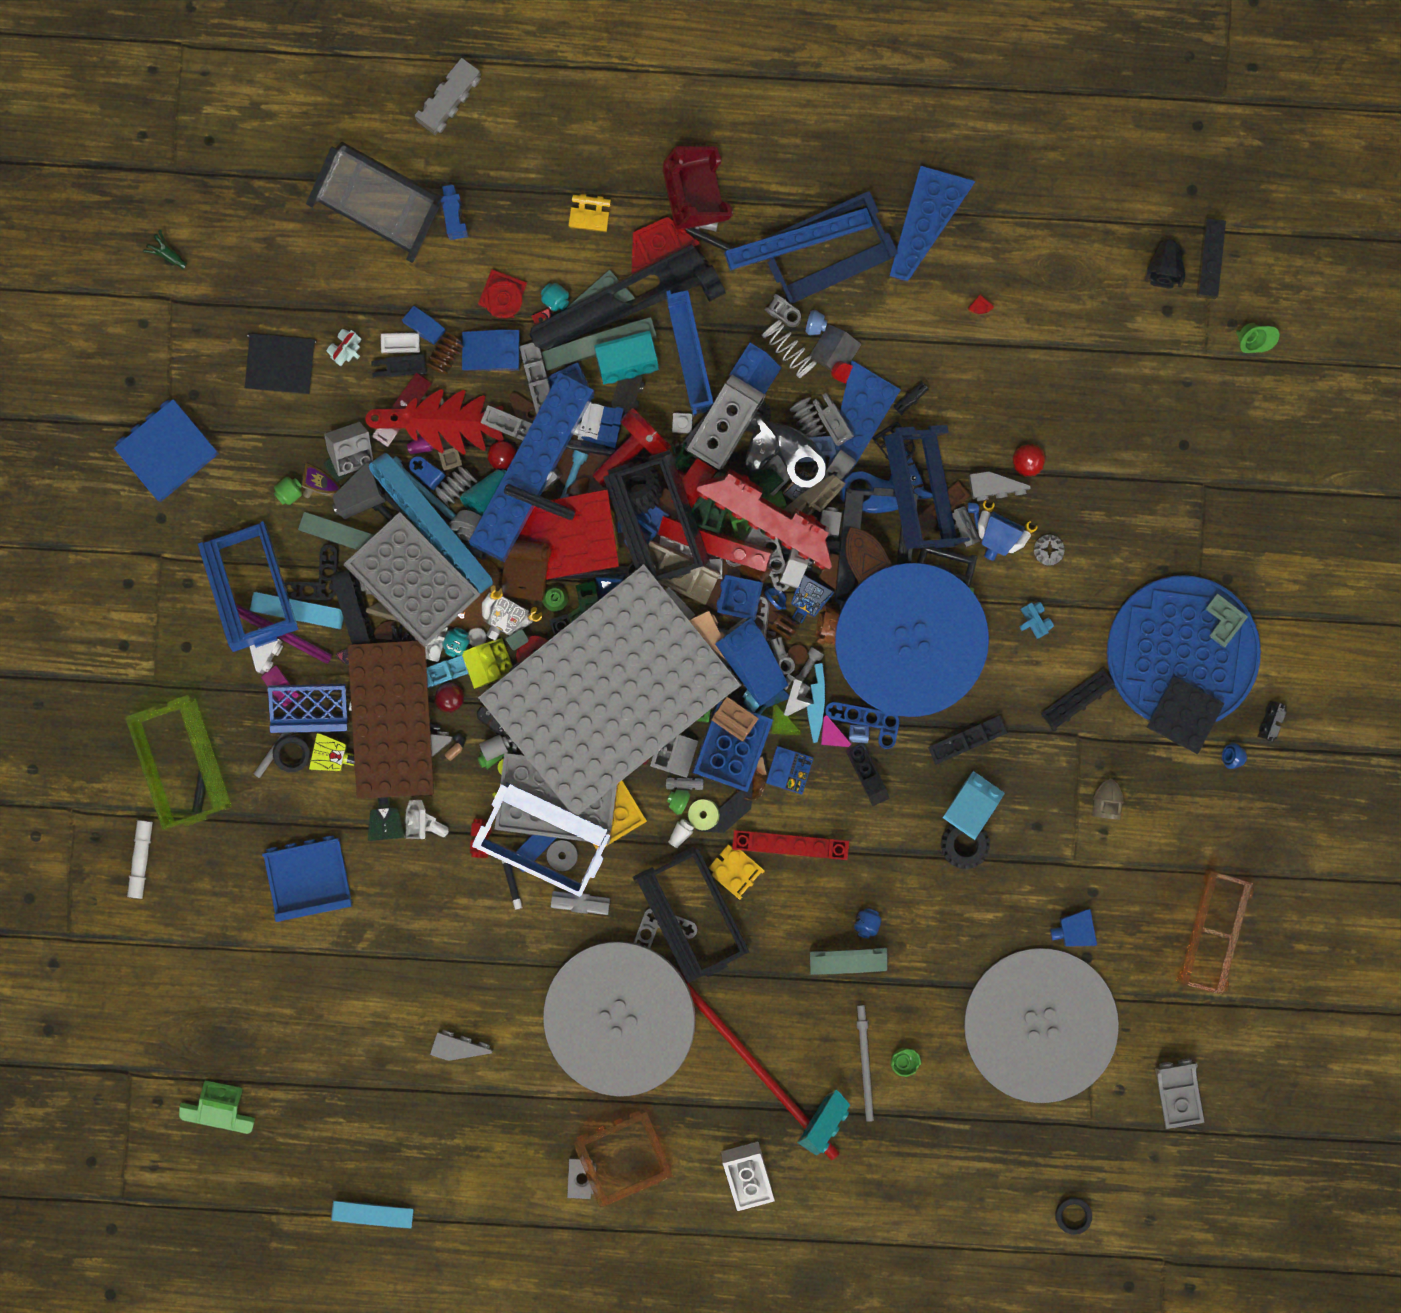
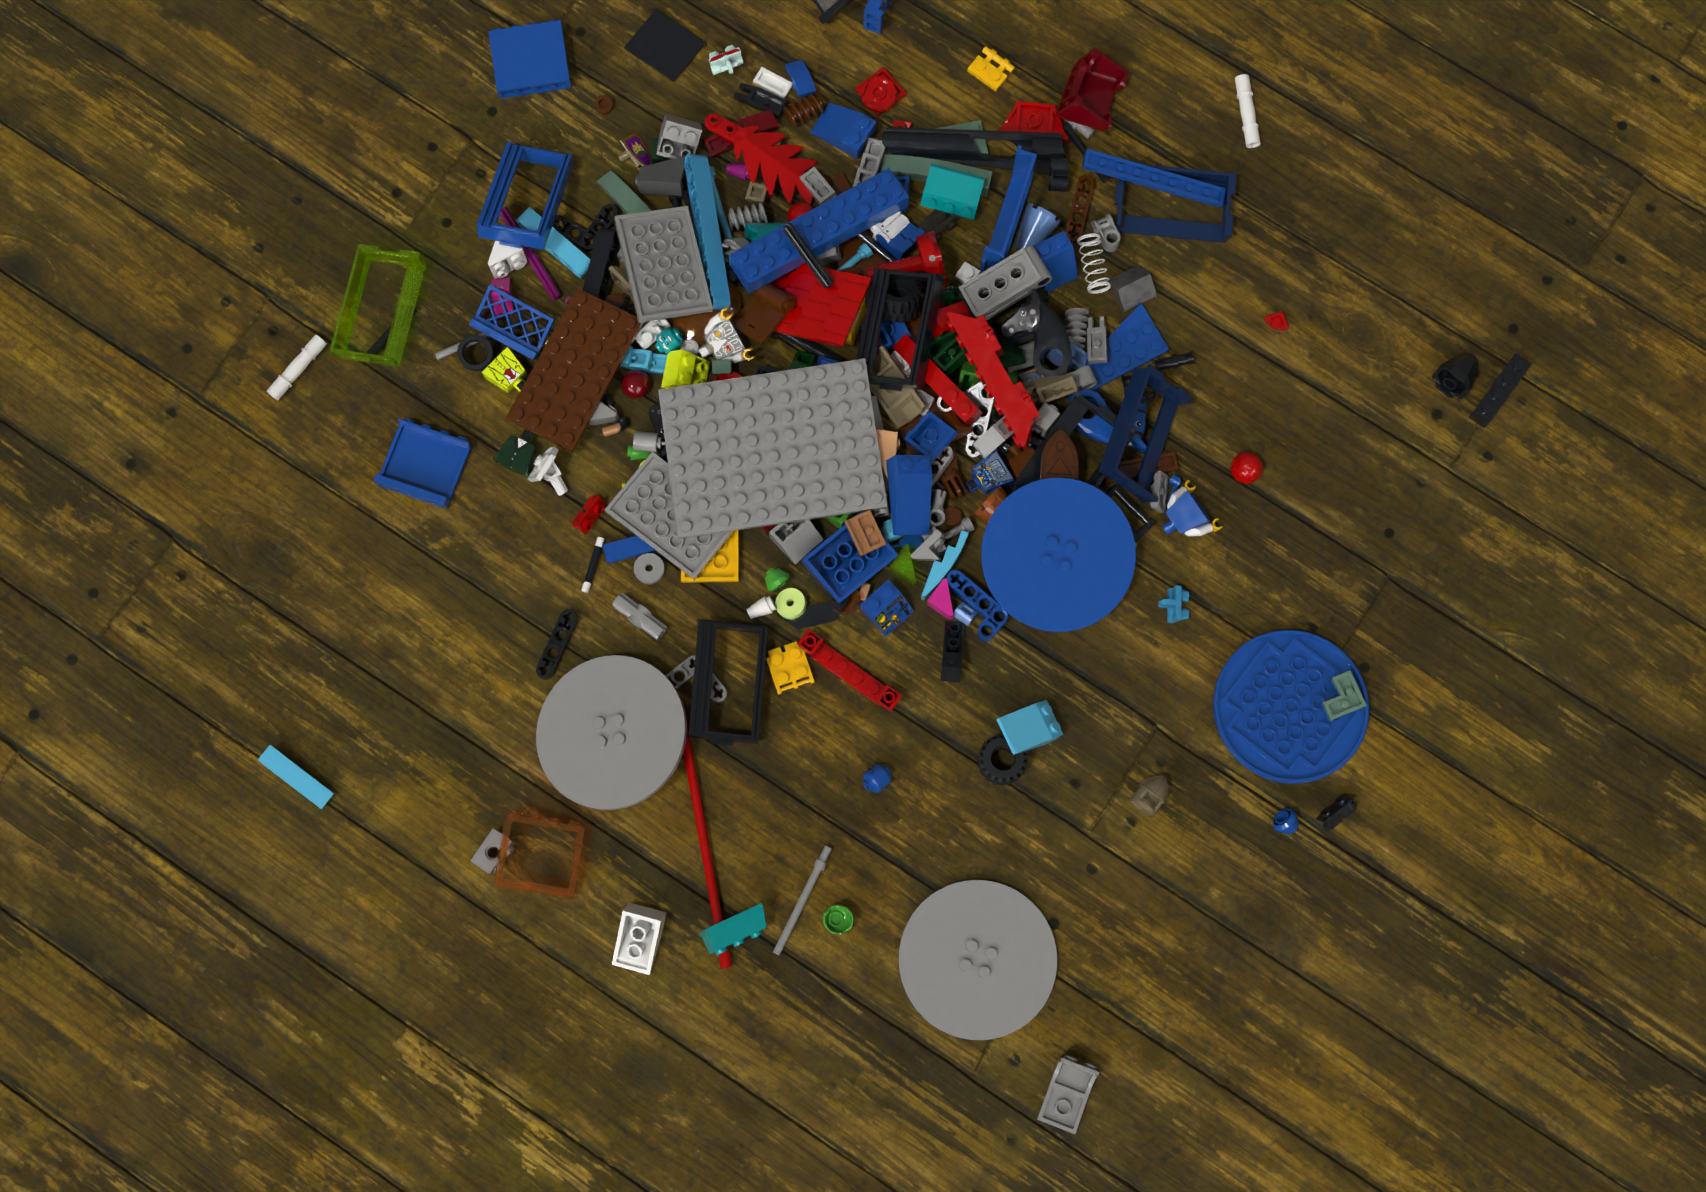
camera: 35 degrees right, 10 degrees down
(218, 1108) = (225, 609): bright green plate -> none
(259, 453) = (604, 104): none -> reddish brown tile
(288, 490) = (608, 144): bright green head -> none
(429, 474) = (730, 194): blue piece -> none
(453, 1048) = (453, 675): light grey slope -> none
(526, 968) = (559, 645): none -> black beam
(554, 815) = (659, 522): piece -> none
(555, 297) = (922, 115): teal head -> none
(558, 592) = (774, 354): bright green cone -> none
(684, 783) = (790, 568): light grey axle -> none
(719, 348) = (1035, 226): none -> medium blue cone
(744, 303) = (1079, 209): none -> reddish brown beam
(782, 598) = (962, 453): blue piece -> none
(815, 323) = (1128, 255): medium blue cone -> none
(841, 371) = (1127, 305): red tile -> none
(844, 120) = (1247, 111): none -> white piece
(848, 961) = (841, 800): sand green windscreen -> none
(930, 209) = (1280, 219): blue wing -> none
(968, 739) = (1057, 672): black slope -> none
(991, 484) = (1203, 470): light grey slope -> none
(1042, 556) = (1224, 561): light grey gear -> none
(1071, 1201) = (907, 1164): black tyre -> none
(1076, 930) = (1057, 892): blue torso -> none
(1078, 700) = (1173, 693): black hinge -> none
(1185, 715) = (1262, 760): black plate -> none
(1198, 927) = (1230, 949): clear orange windscreen -> none
(1257, 338) = (1505, 478): bright green piece -> none

